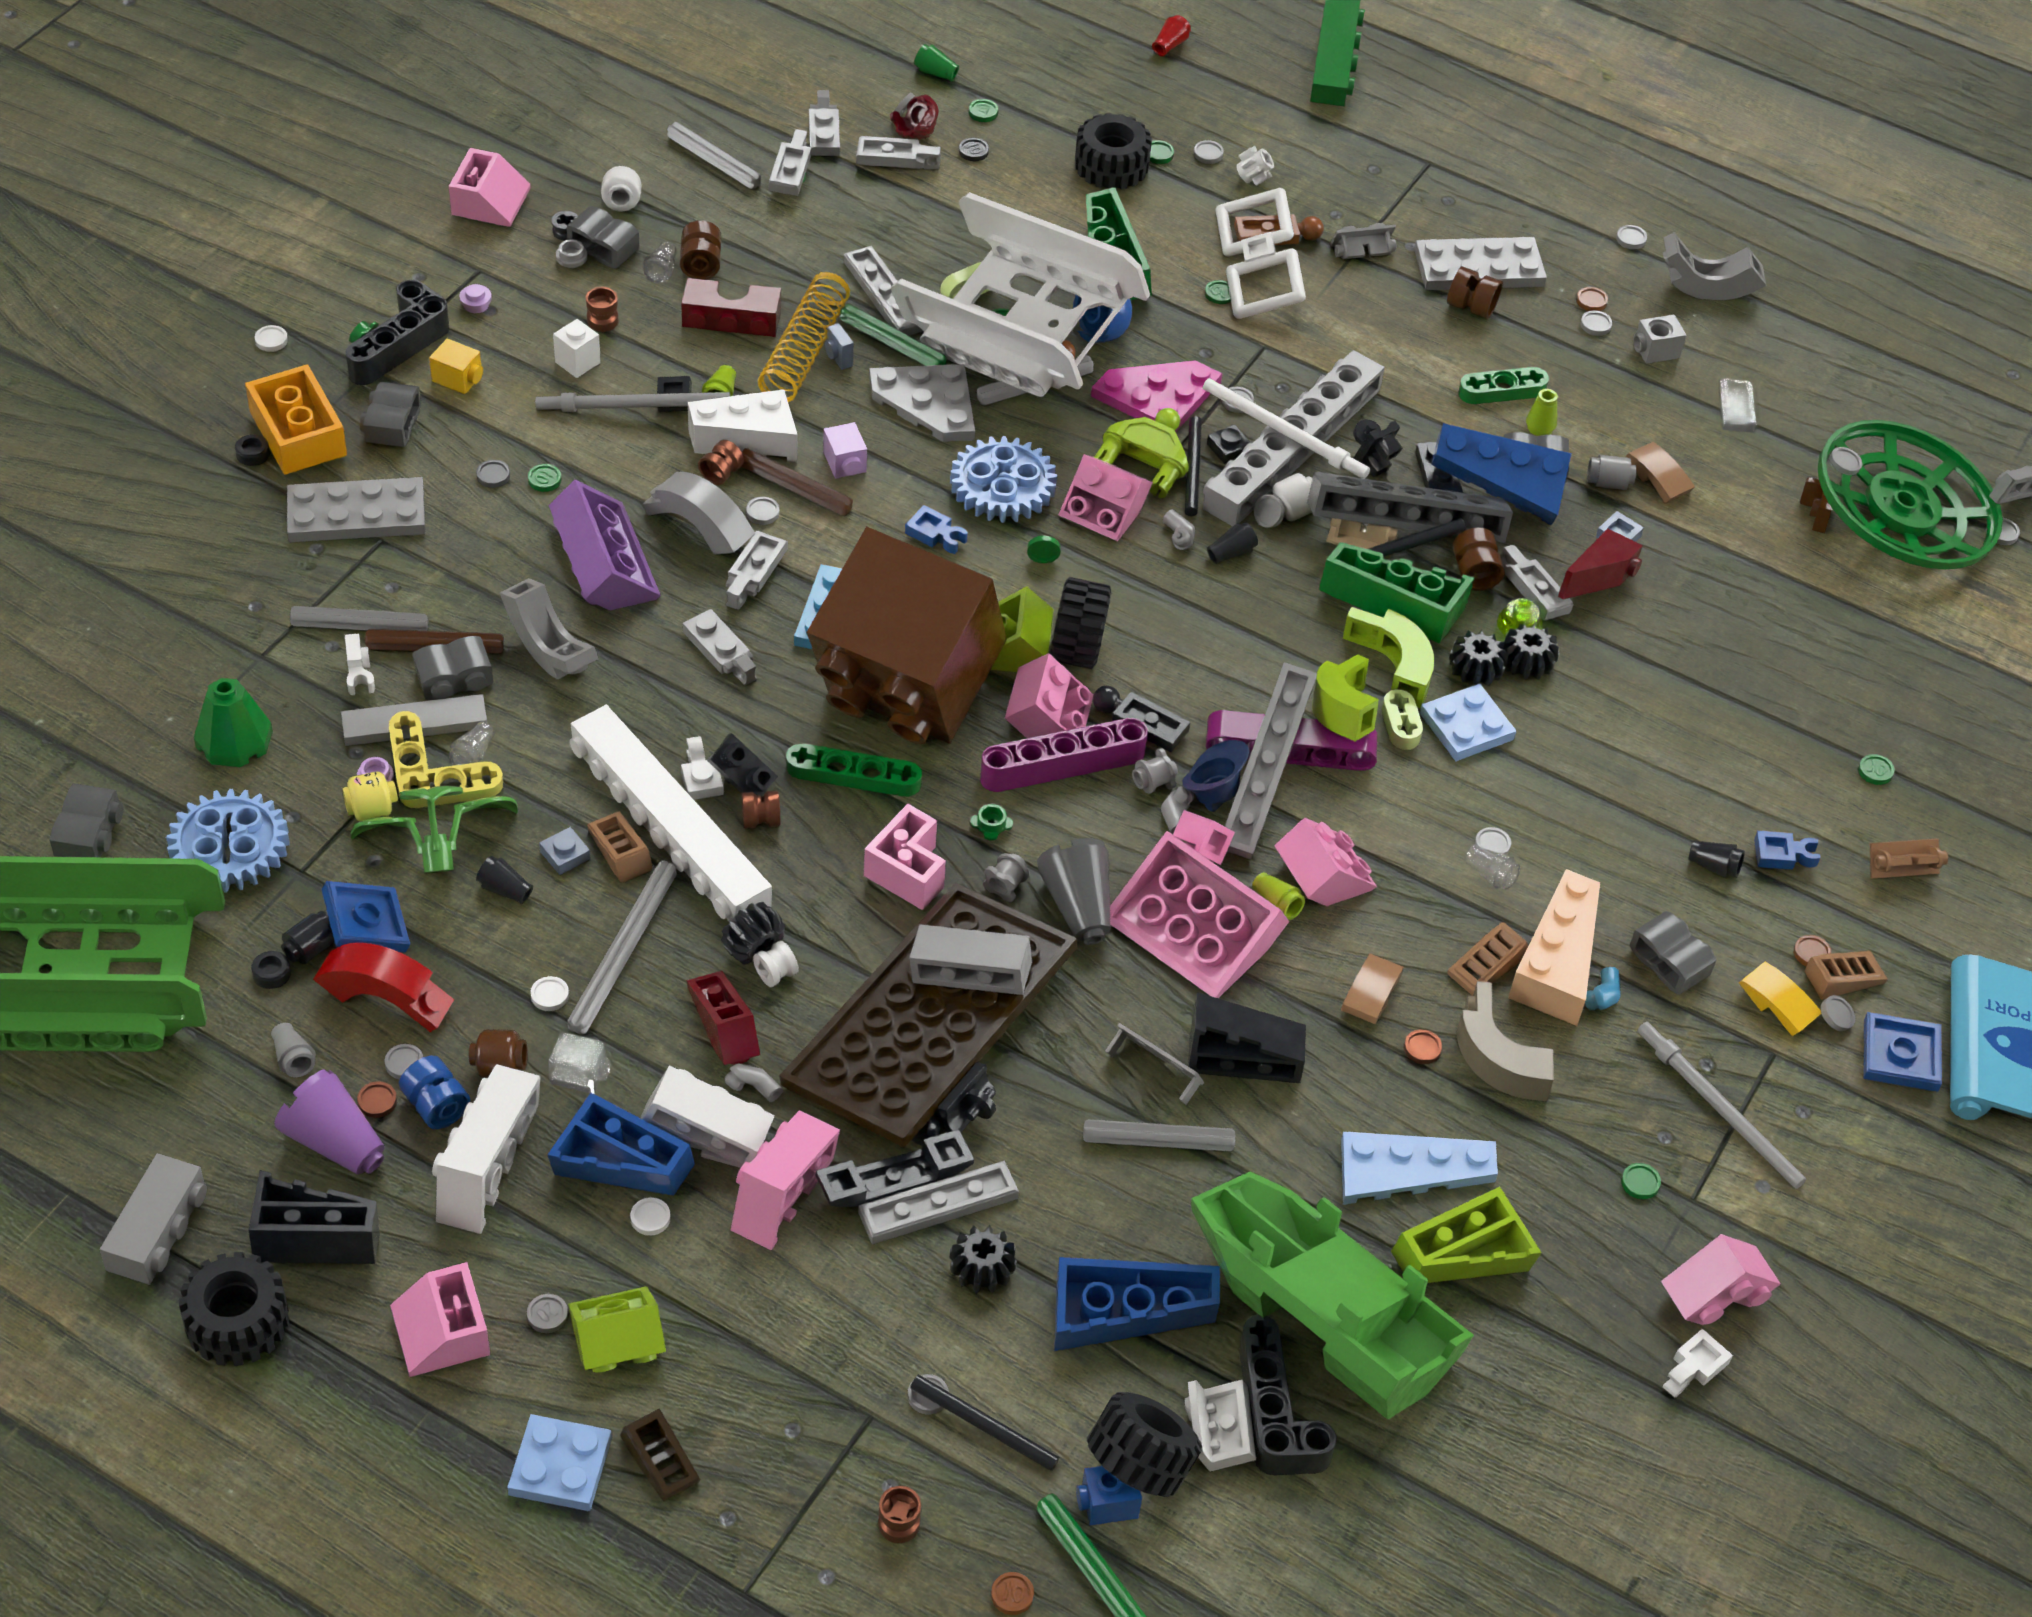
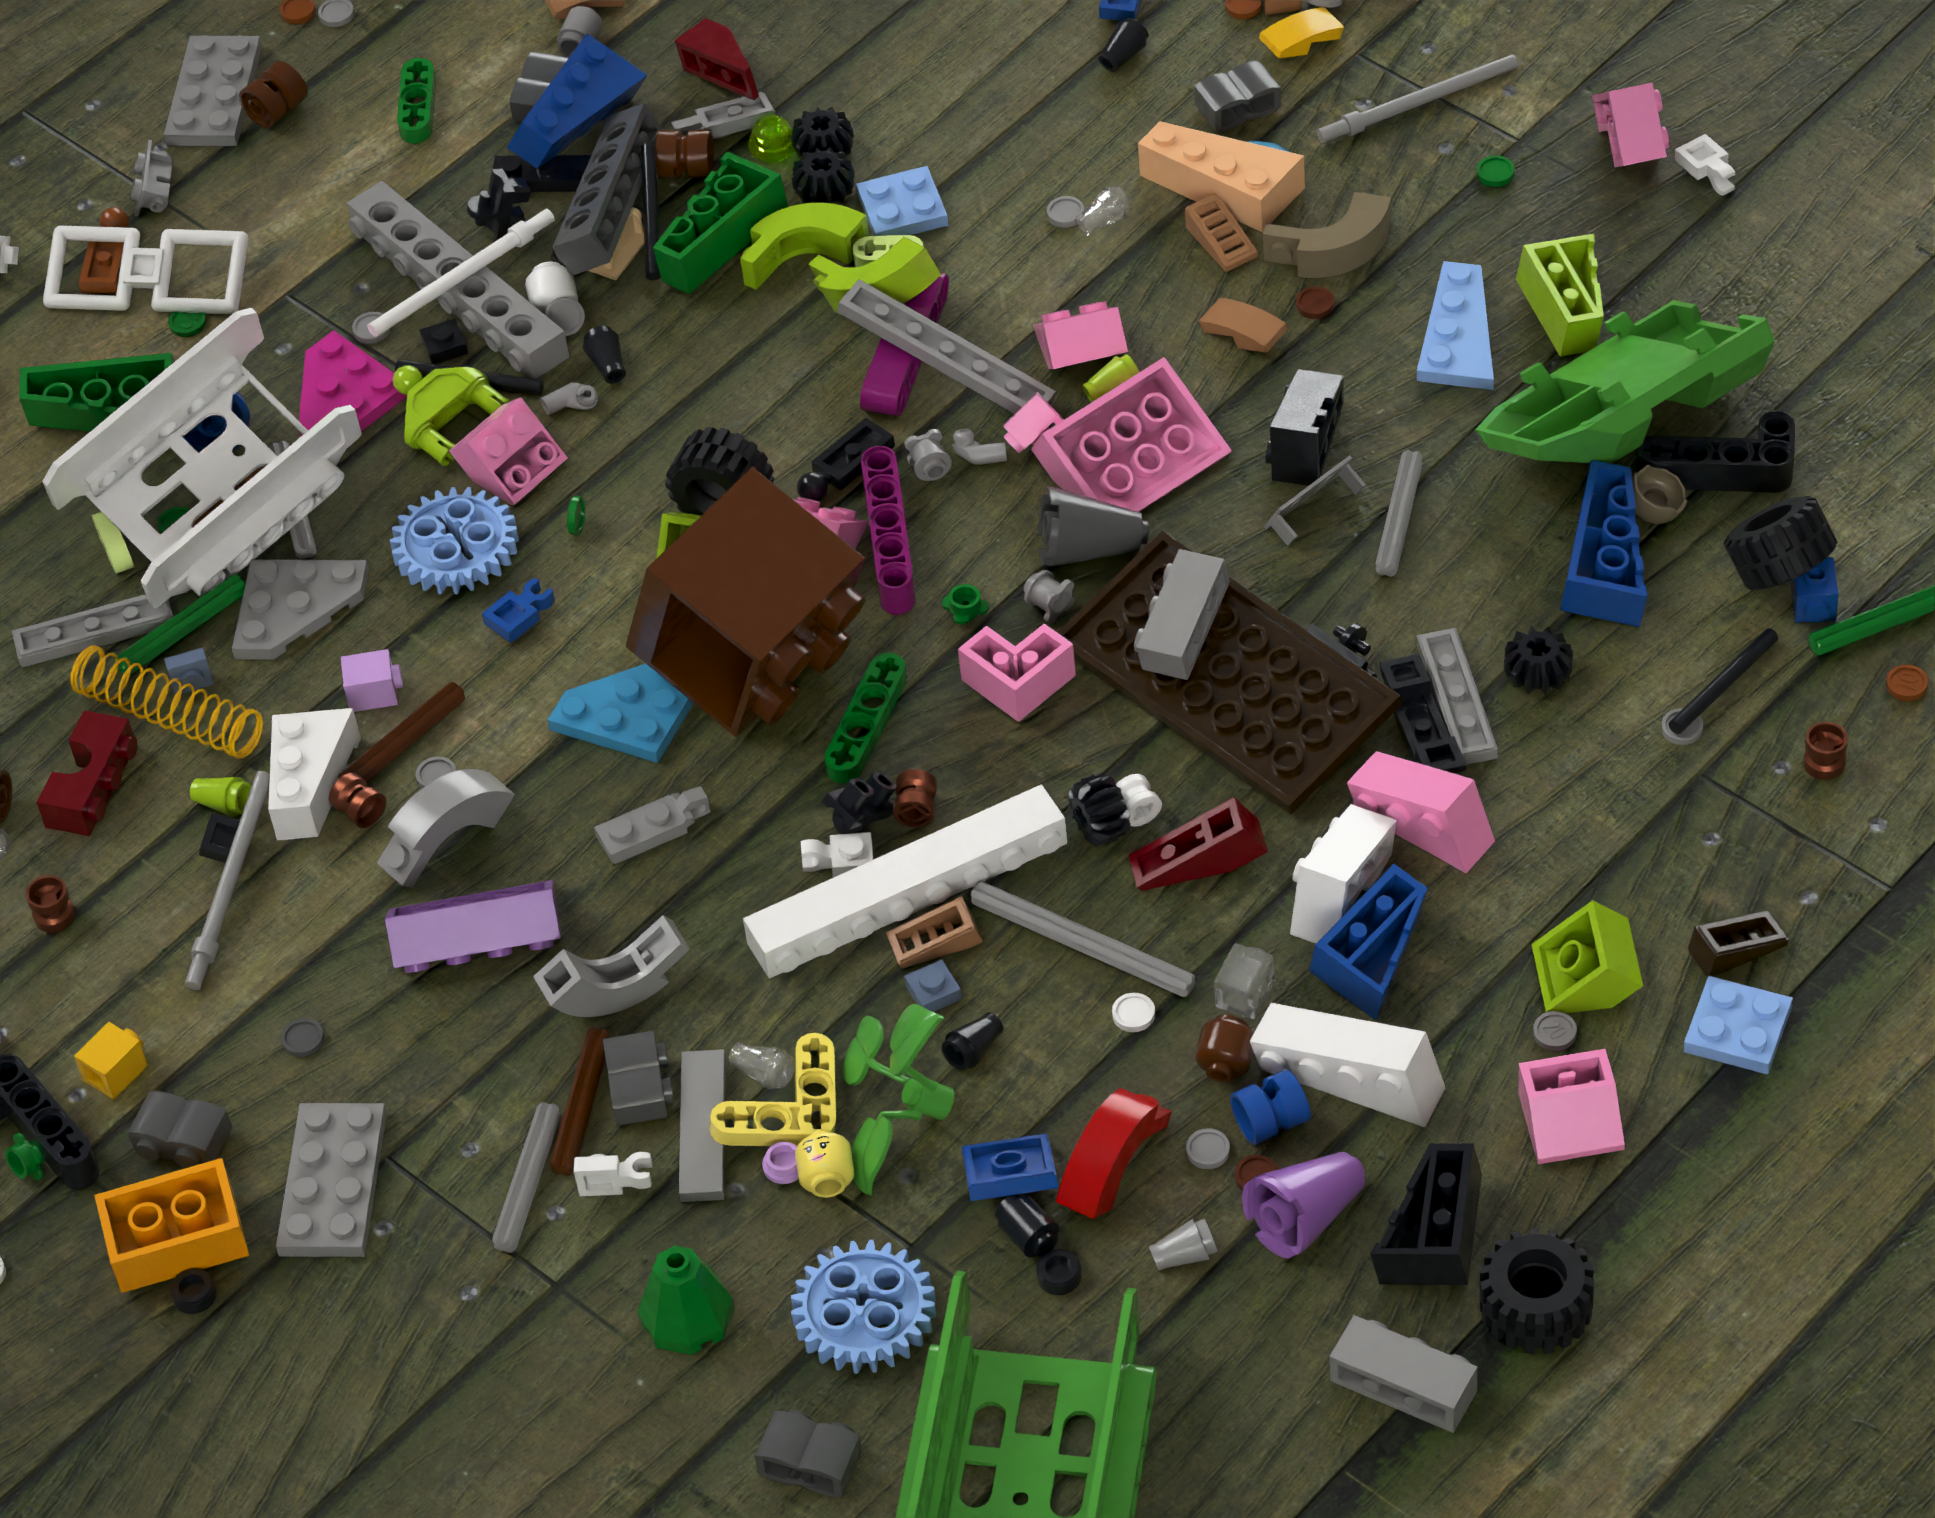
camera: 70 degrees left, 0 degrees up
(544, 477) = (323, 985): piece -> none
(576, 348) = (118, 930): white brick -> none
(650, 1216) = (1443, 937): white piece -> none
(753, 1076) = (1282, 831): light grey arm -> none
(754, 567) = (540, 782): light grey hinge -> none
(1211, 1342) = (1658, 495): none -> dark tan hair
(1217, 773) = (943, 398): dark blue piece -> none
(1222, 1423) = (1737, 496): white bracket -> none
(1543, 414) = (480, 71): lime cone -> none
(1622, 525) = (661, 41): plate -> none

